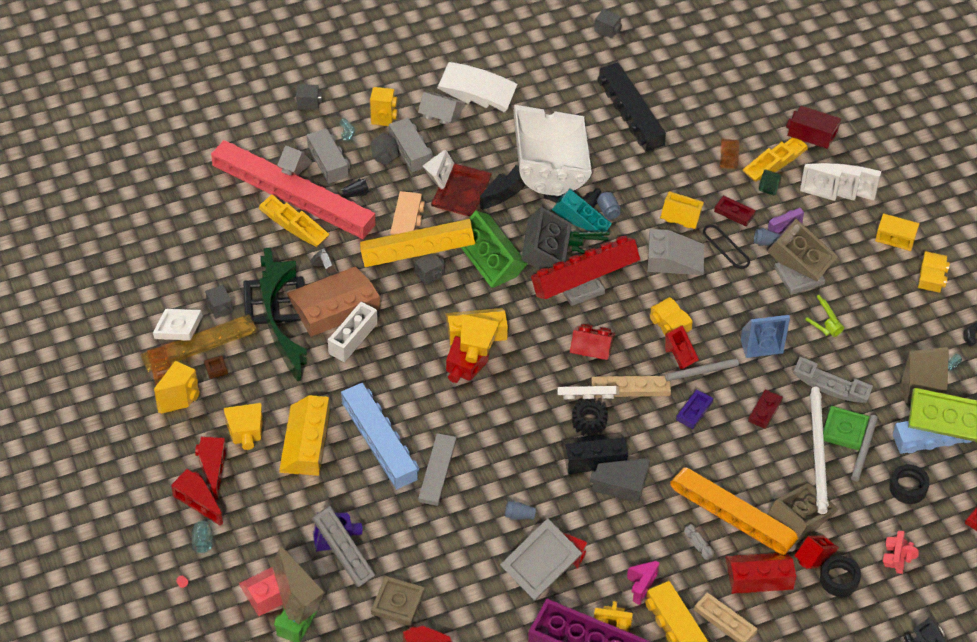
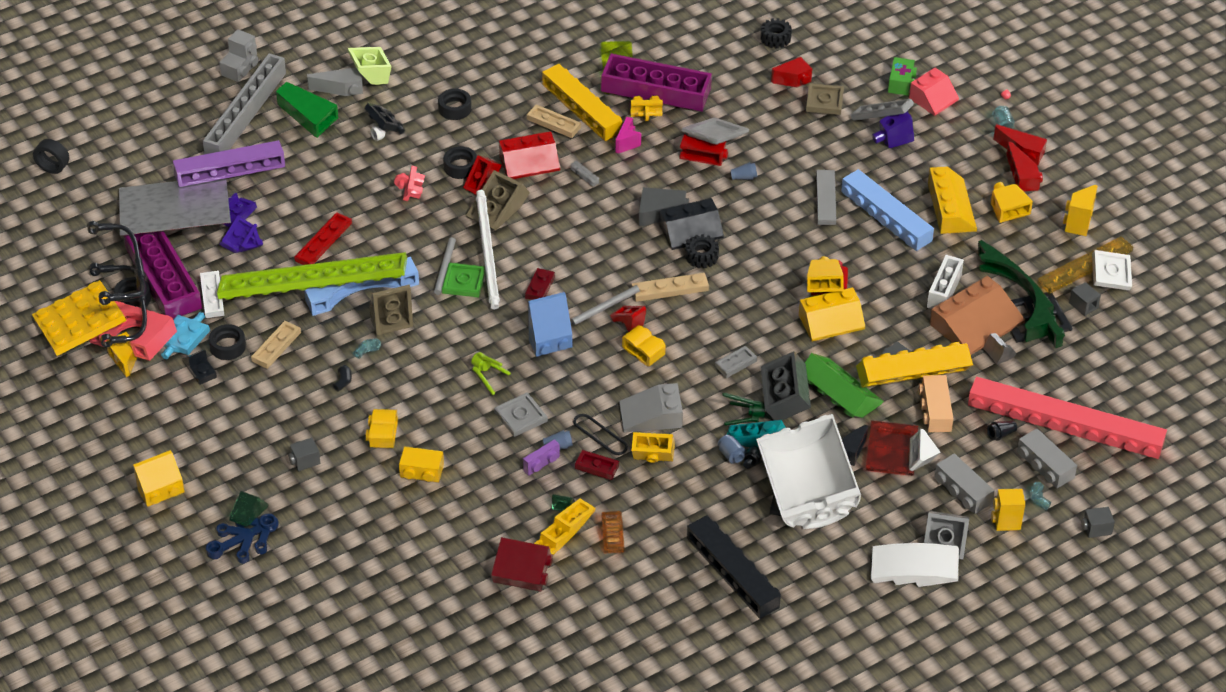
camera: 170 degrees right, 5 degrees down
(156, 352) = (1108, 234): clear orange slope -> none
(215, 367) = (1059, 250): reddish brown tile -> none
(293, 161) = (1074, 427): light grey slope -> none
(293, 221) = (1045, 385): yellow slope -> none
(297, 589) = (905, 60): dark tan slope -> none
(384, 149) = (989, 468): dark grey brick -> none
(585, 268) = (738, 369): red brick -> none
(588, 392) = (708, 263): white plate -> none
(592, 341) = (715, 314): red slope -> none
(607, 24) = (786, 671): dark grey brick -> none
(694, 409) = (606, 271): dark purple plate -> none
(734, 511) = (561, 192): light orange beam -> none
(802, 251) = (522, 418): dark tan slope -> none
(831, 384) = (478, 314): light grey slope -> none
(840, 180) = (487, 499): white slope -> none
(903, 495) = (400, 227): black tyre -> none

